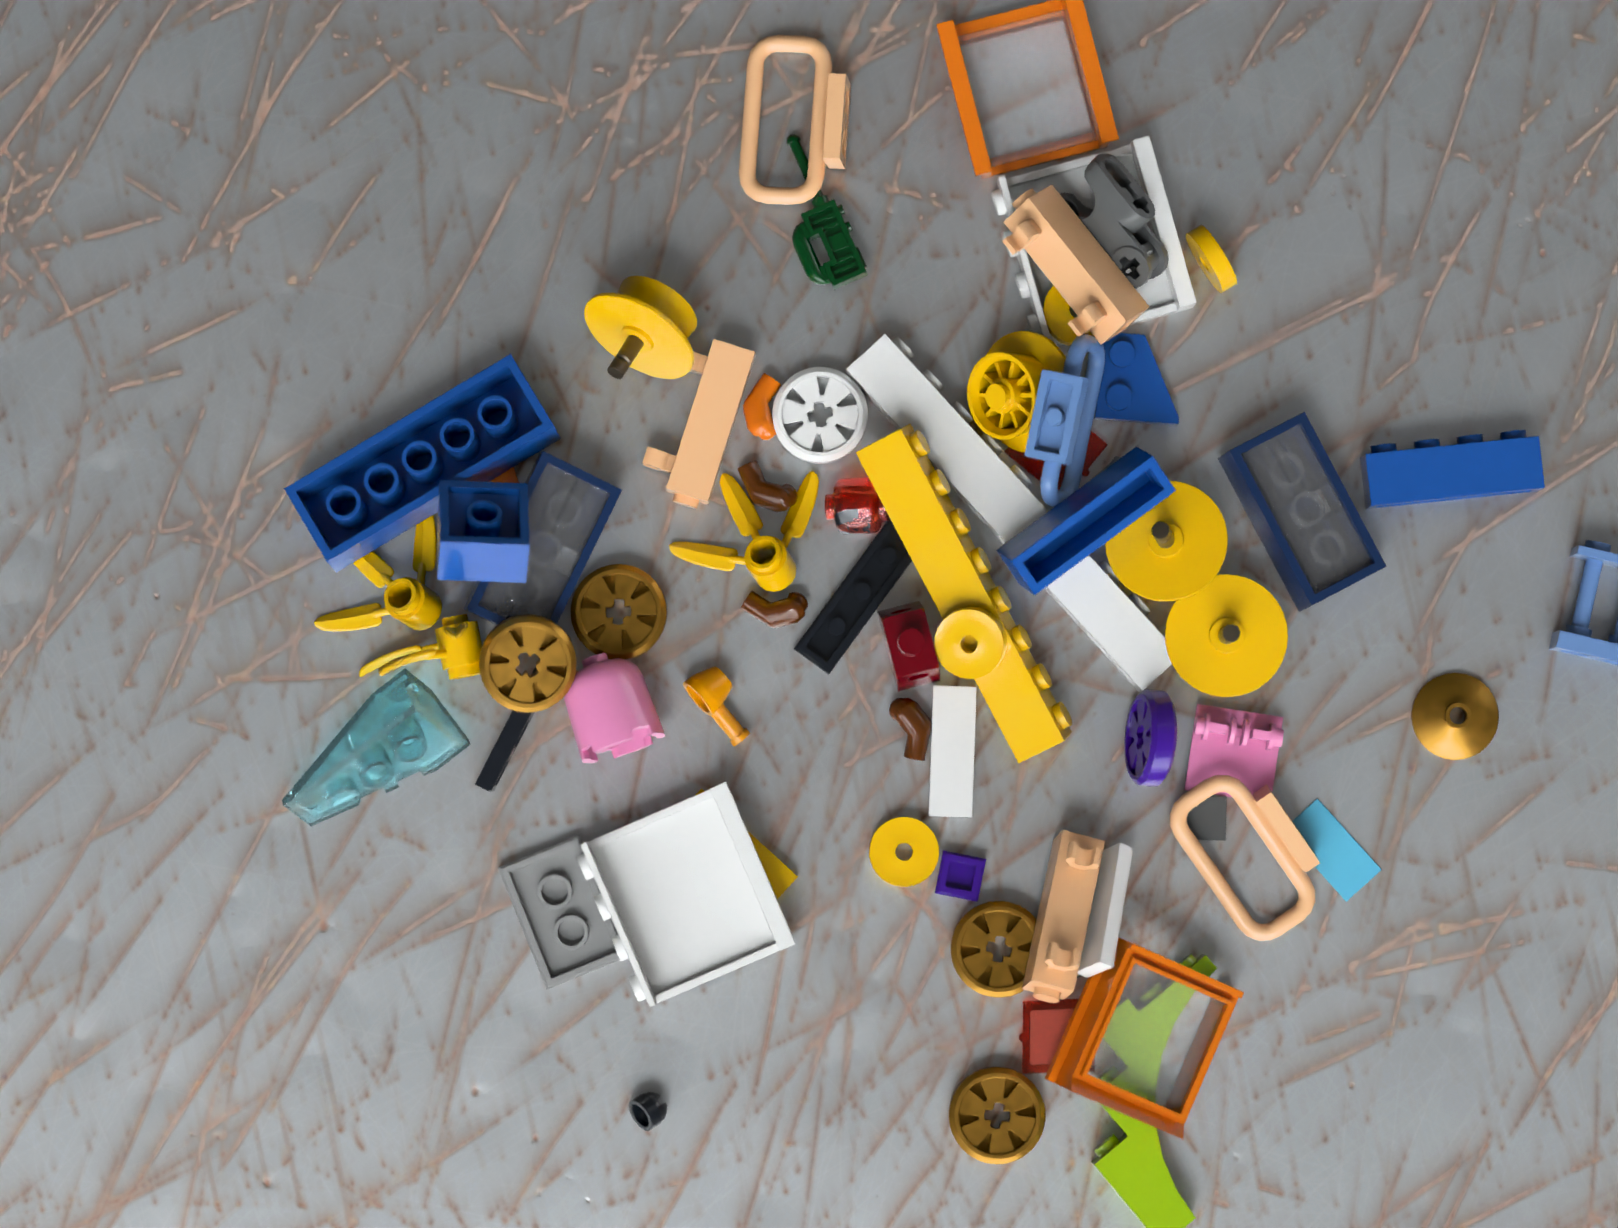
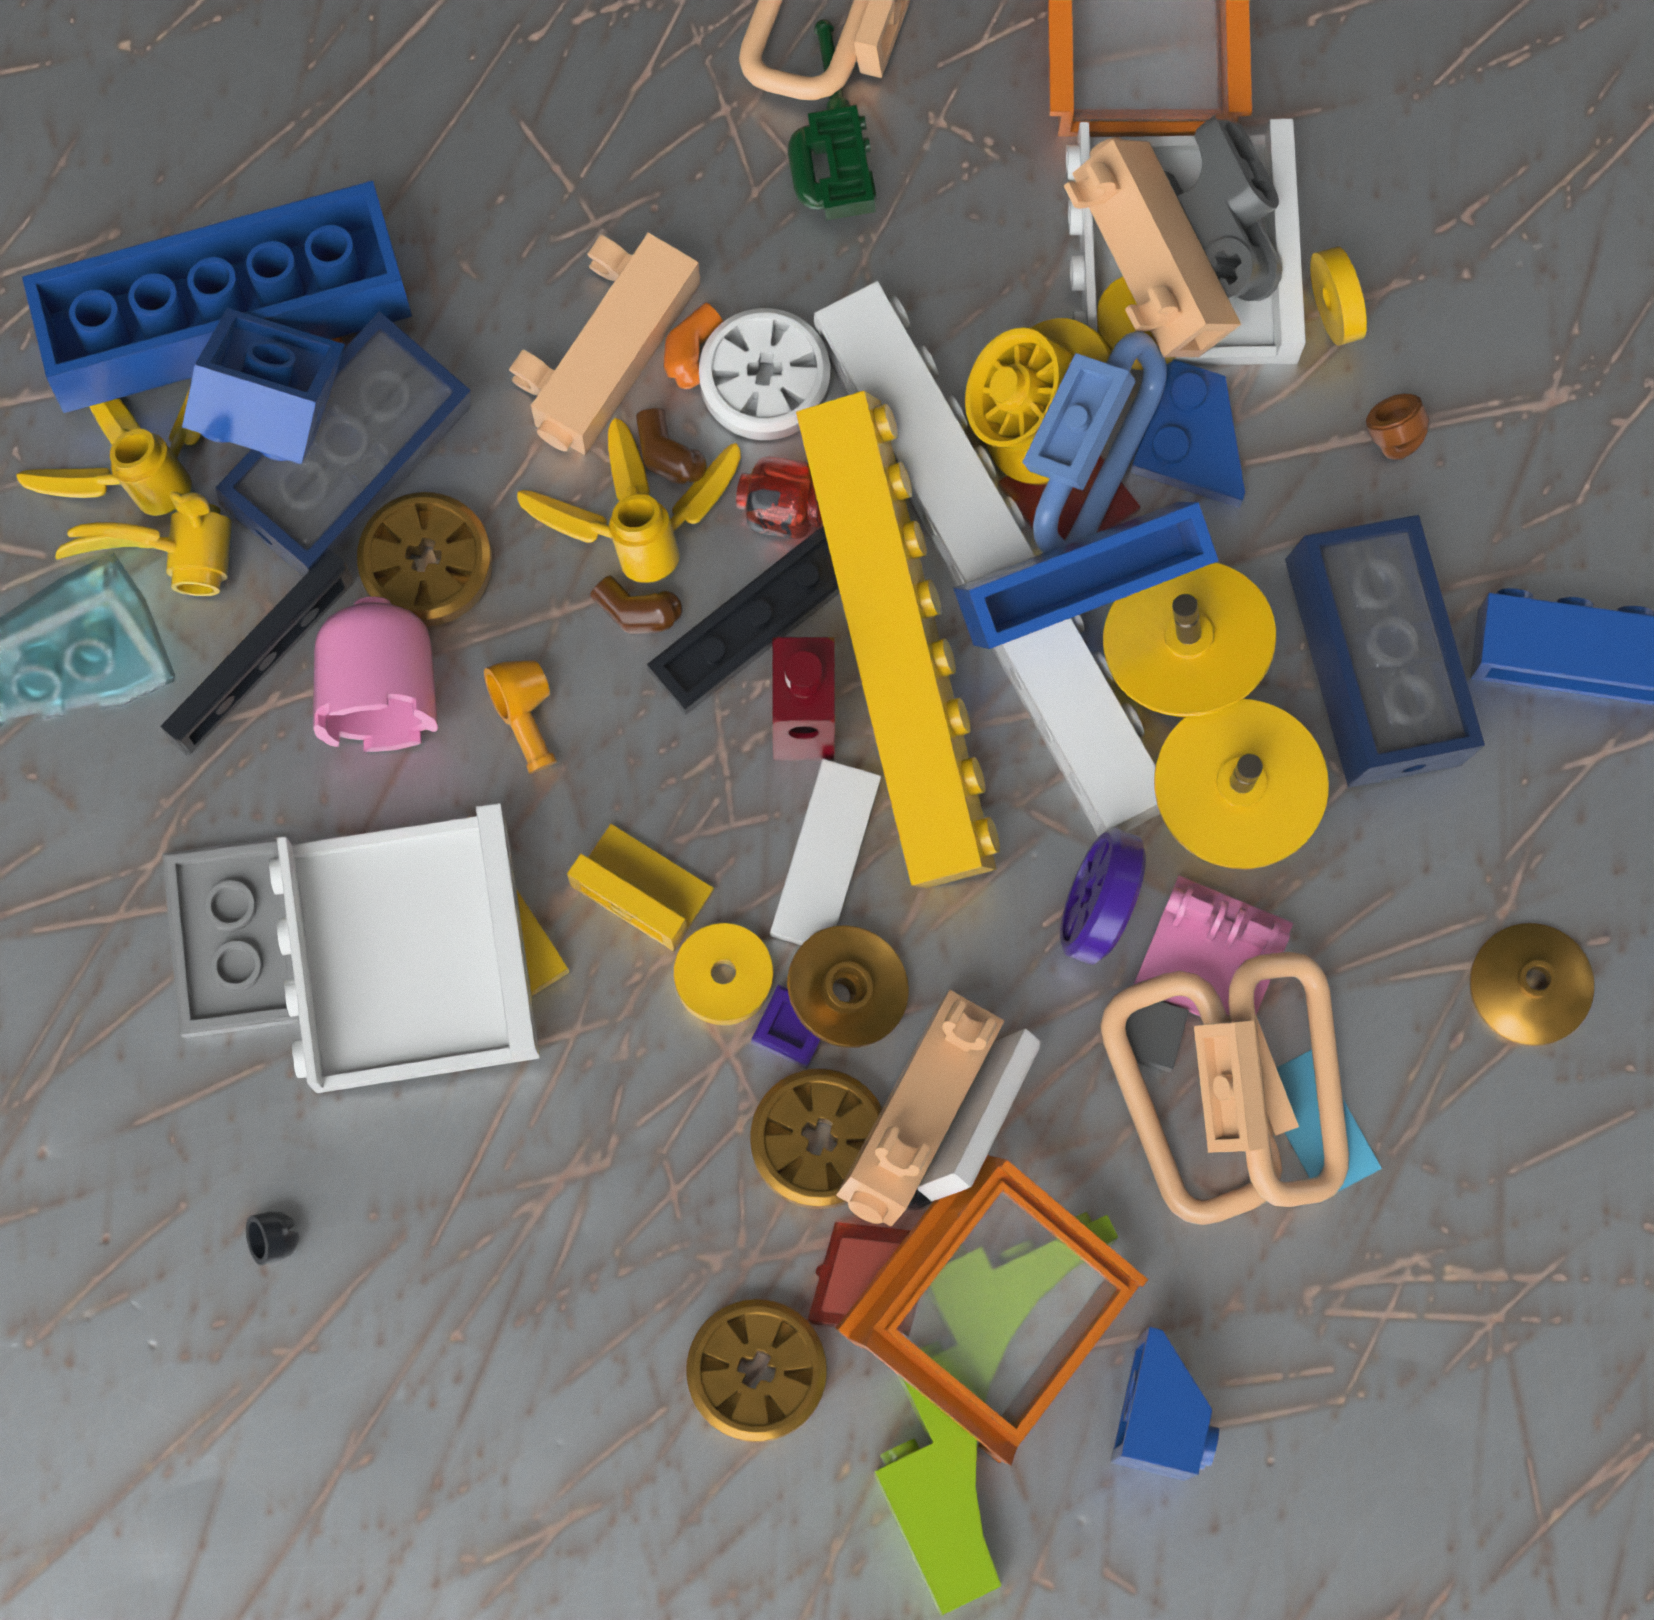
camera: 20 degrees right, 10 degrees down
(554, 668) = (242, 561): pearl gold wheel -> none
(643, 328) = (558, 193): yellow piece -> none
(831, 805) = (640, 886): none -> yellow panel
(915, 724) = (785, 805): reddish brown arm -> none
(956, 656) = (858, 700): yellow piece -> none
(1010, 835) = (868, 971): none -> pearl gold dish
(1270, 846) = (1235, 1089): none -> light nougat bar
(1274, 339) = (1398, 425): none -> dark orange tile
(1274, 1080) = (1163, 1414): none -> blue slope

